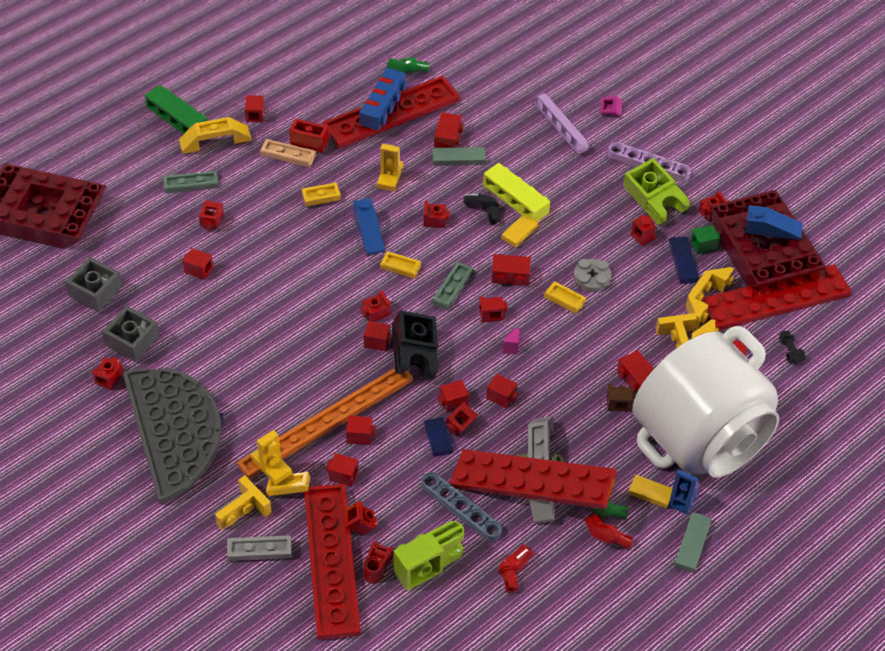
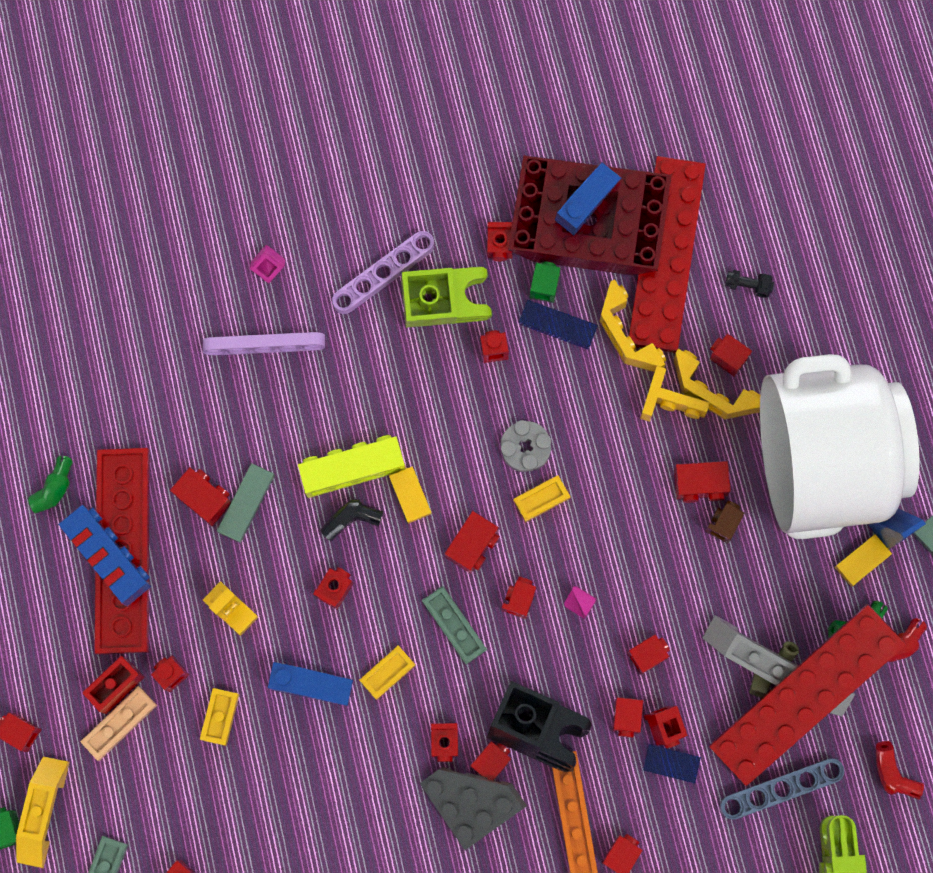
camera: 55 degrees left, 25 degrees up
(334, 155) = (169, 673): none -> red brick
(343, 334) = (471, 803): none -> dark grey plate

